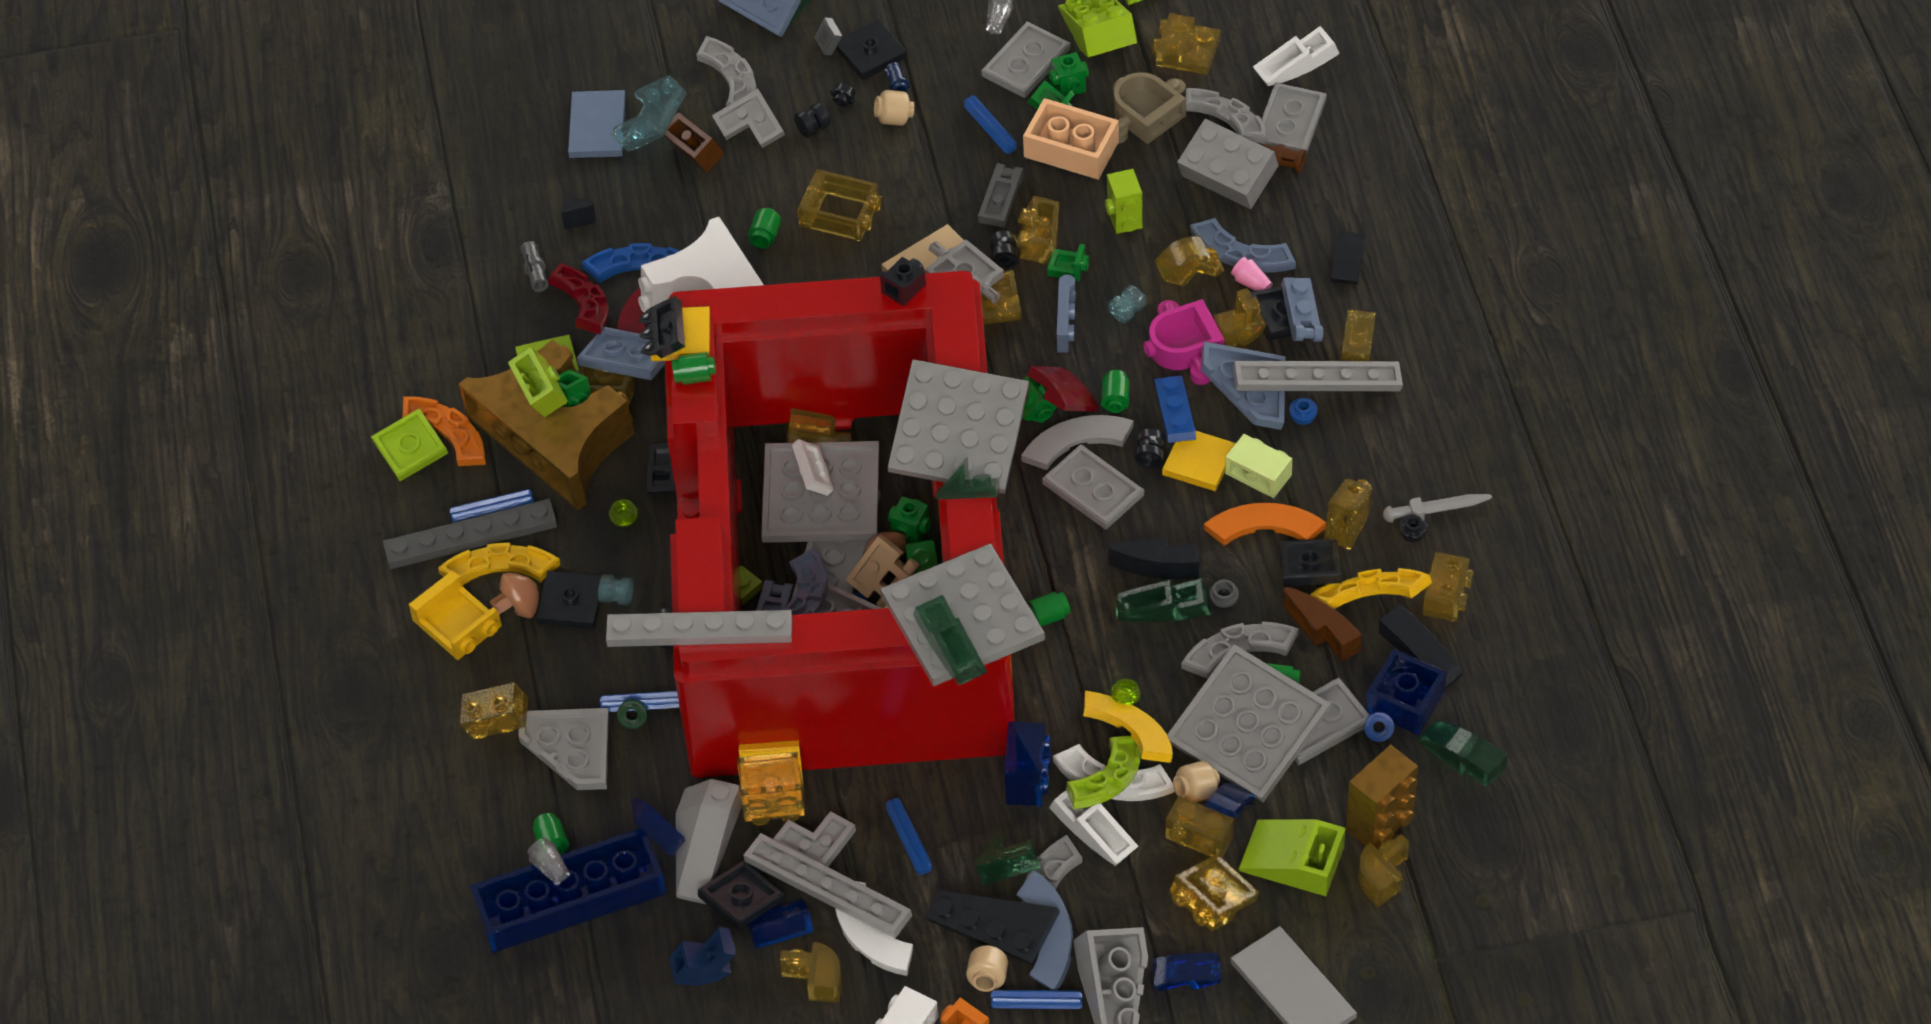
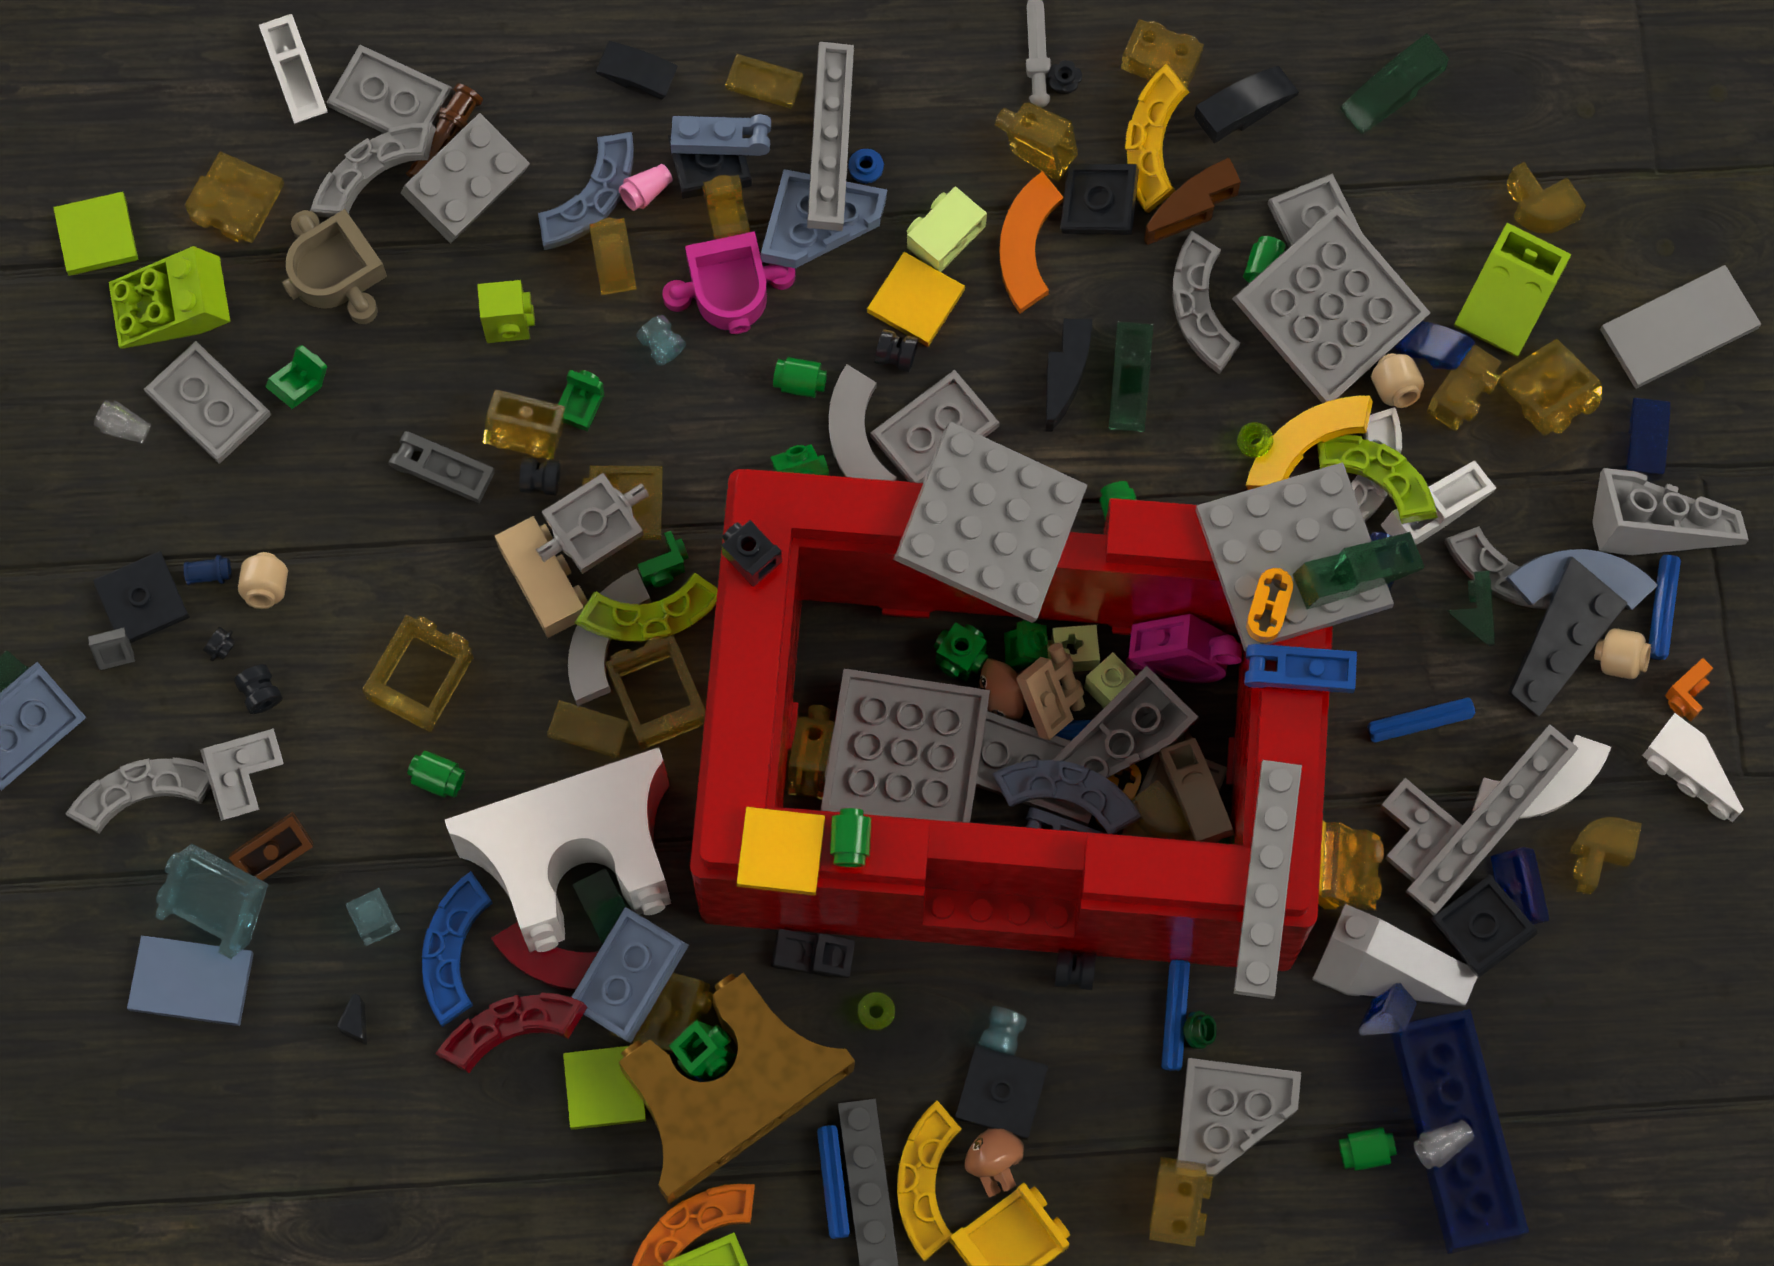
camera: 85 degrees left, 20 degrees up
(534, 266) = (435, 1089): dark grey pin -> none
(538, 381) = (710, 1080): lime brick -> none
(653, 208) = (372, 916): none -> clear light blue brick
(665, 328) = (787, 864): black plate -> none
(703, 963) = (1575, 979): dark blue brick -> none
(812, 467) = (884, 751): white plate -> none
(869, 628) = (1301, 668): none -> blue plate
(911, 589) = (1261, 603): none -> light orange beam
(960, 486) = (1087, 529): clear green slope -> none
(990, 124) = (314, 463): blue axle -> none
(1063, 388) = (793, 432): dark red slope -> none
(1066, 312) = (661, 417): sand blue plate -> none
(1069, 74) = (259, 348): green brick -> none
(1071, 138) = (376, 361): light nougat brick -> none
(1175, 409) = (839, 312): blue plate -> none
(1224, 587) = (1126, 295): dark grey plate -> none
(1382, 798) = (1475, 174): pearl gold brick -> none
(1385, 733) = (1347, 168): blue plate -> none
(1406, 691) = (1312, 126): clear blue brick -> none

